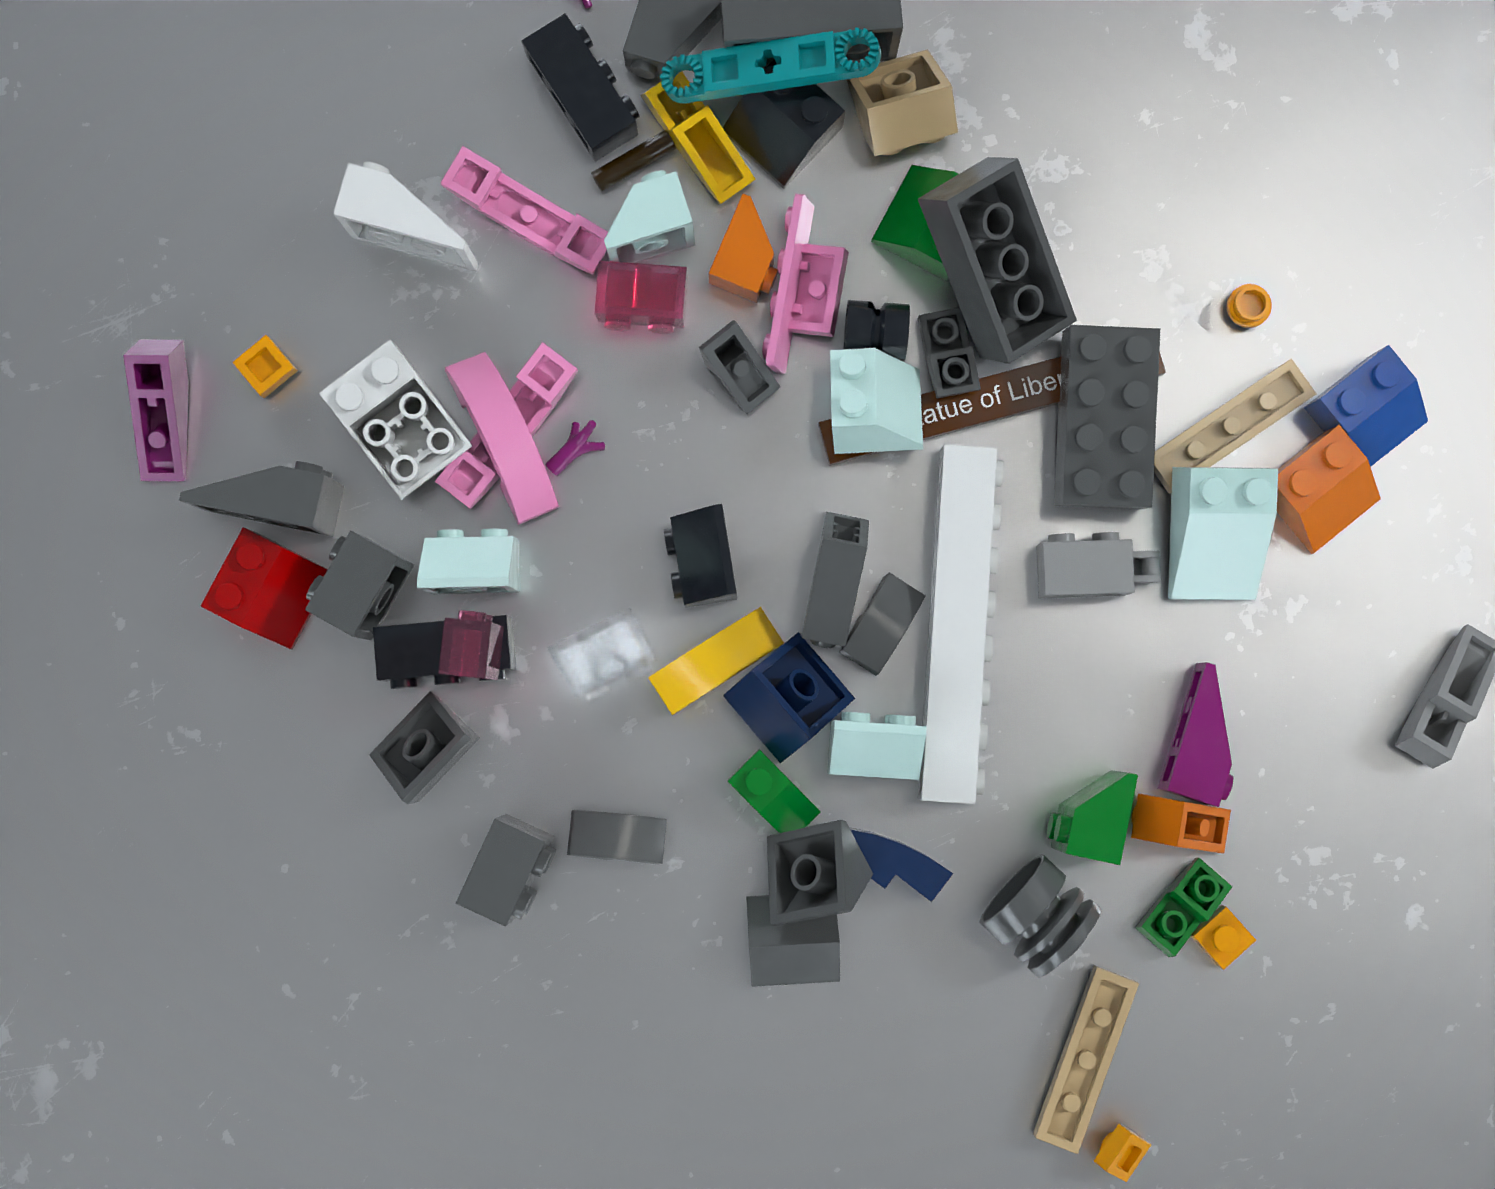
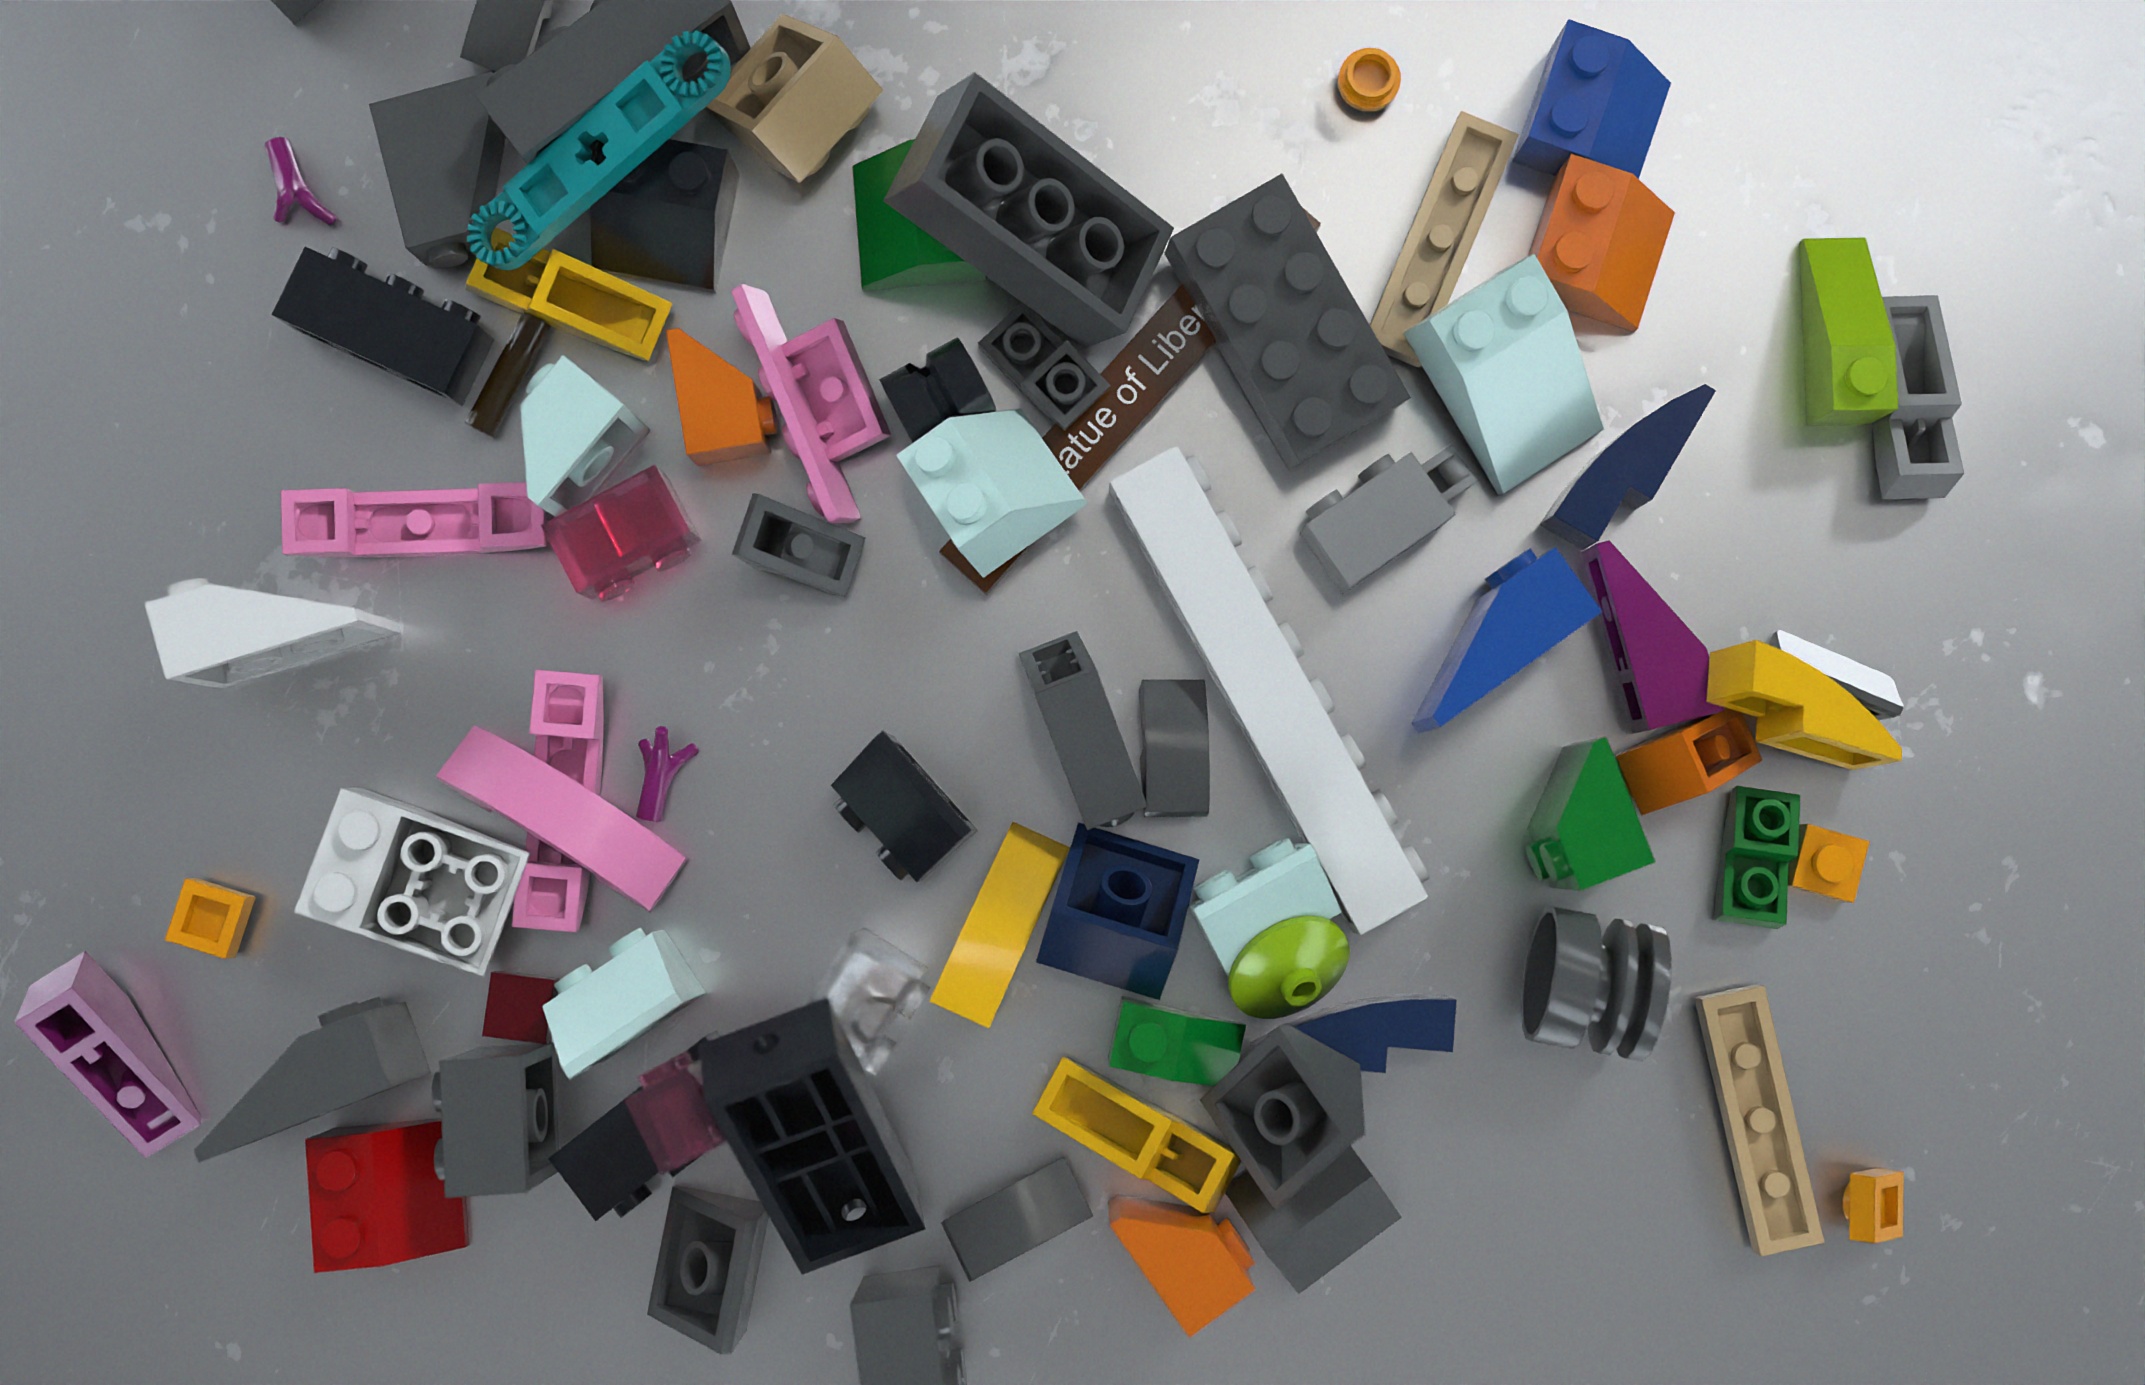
camera: 30 degrees left, 0 degrees up
(407, 531) = (516, 1007): none -> dark red tile
(533, 709) = (811, 1135): none -> black brick
(701, 919) = (1185, 1256): none -> orange slope
(717, 834) = (1138, 1135): none -> yellow slope
(867, 792) = (1288, 967): none -> lime dish
(1137, 675) = (1521, 617): none -> blue slope
(1252, 631) = (1626, 470): none -> dark blue slope
(1263, 833) = (1798, 707): none -> yellow slope
(1295, 830) = (1870, 687): none -> slope
(1435, 634) = (1845, 335): none -> lime slope

